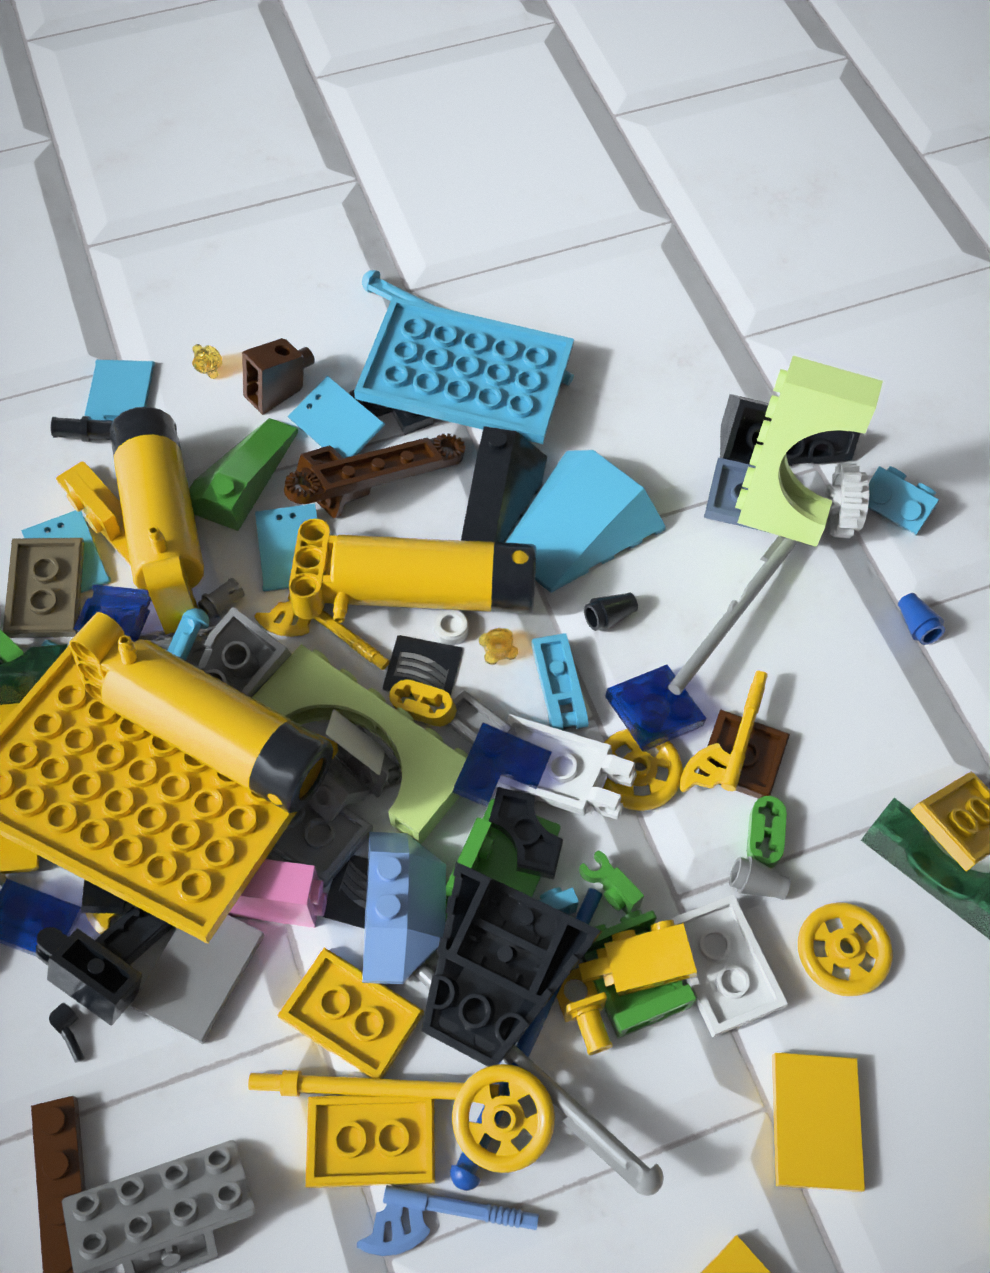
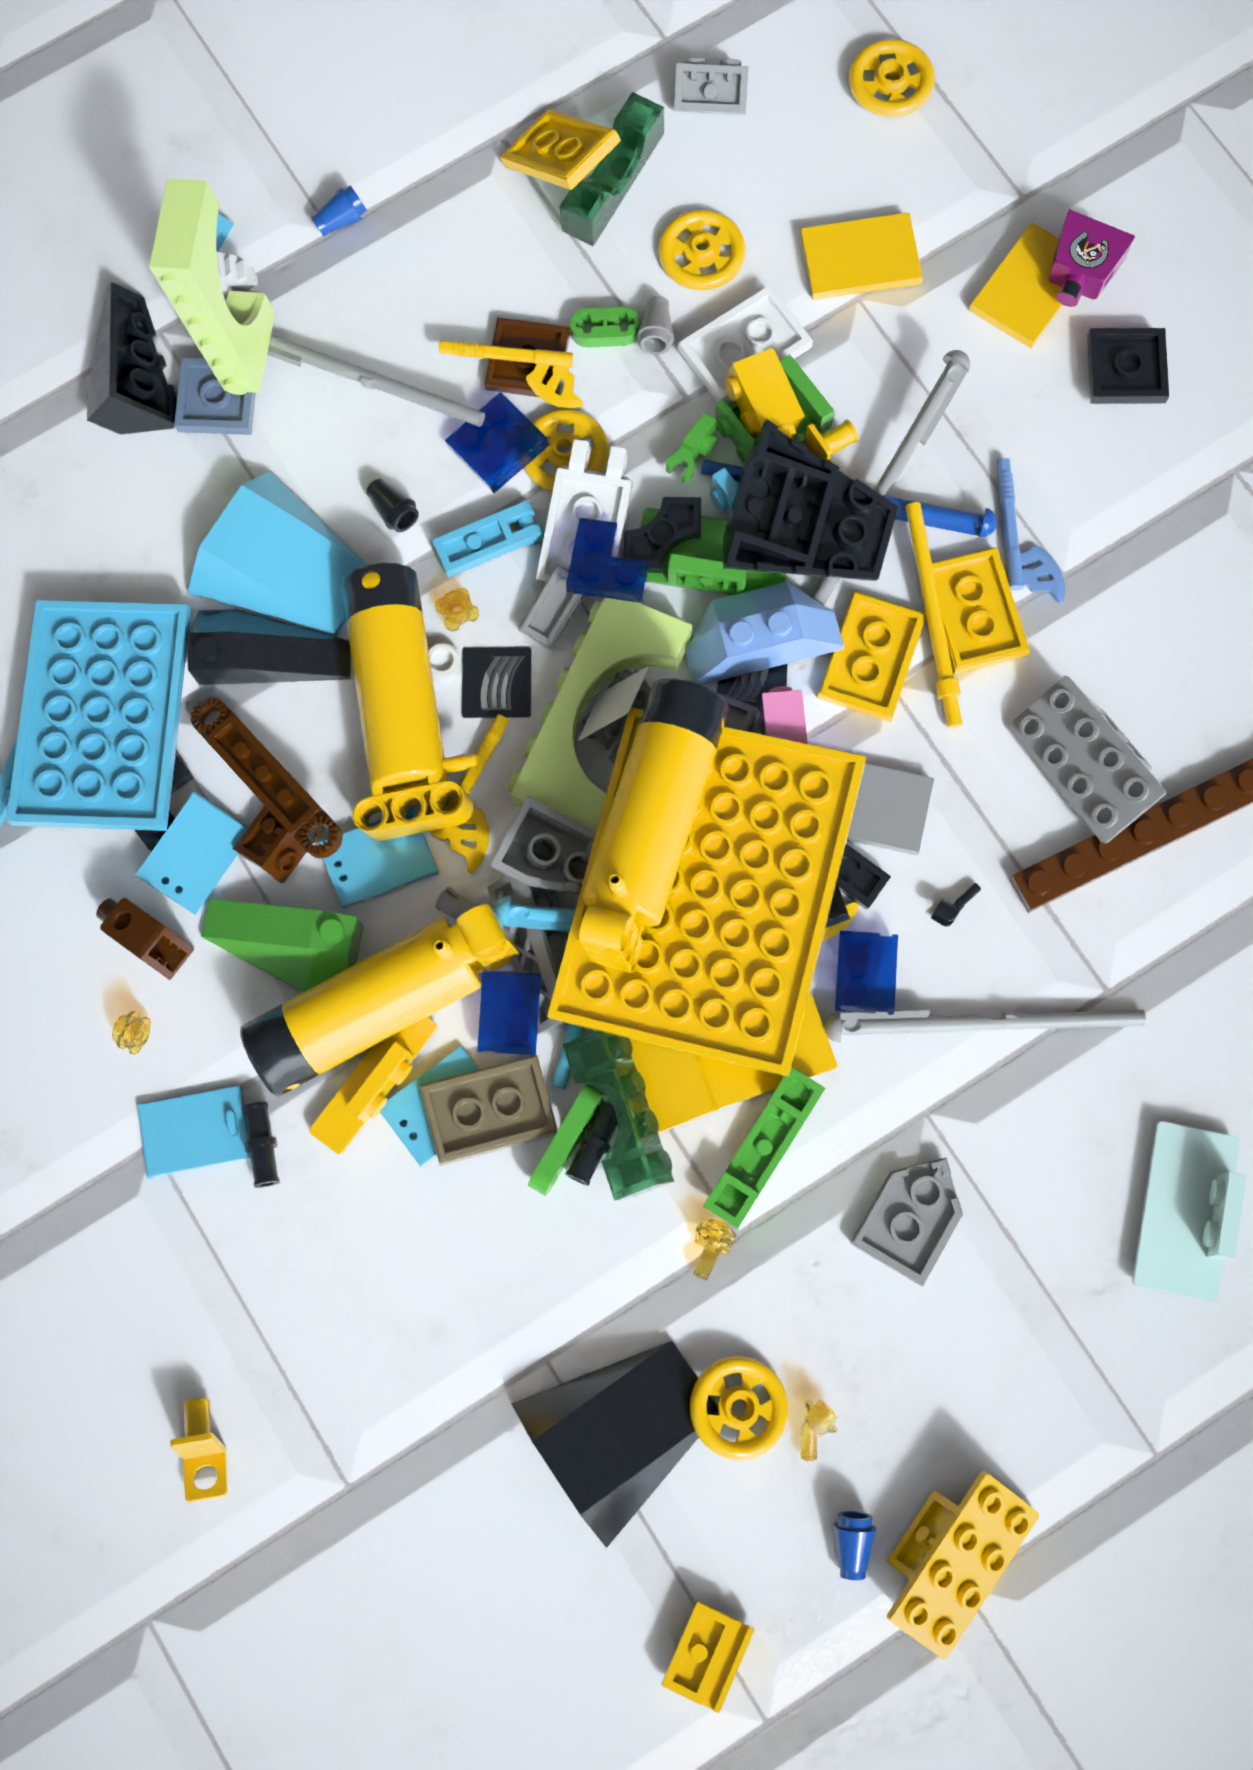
camera: 95 degrees left, 15 degrees up
(88, 972) = (905, 891): black brick -> none
(425, 696) = (534, 662): yellow beam -> none
(470, 1133) = (919, 515): yellow plate -> none

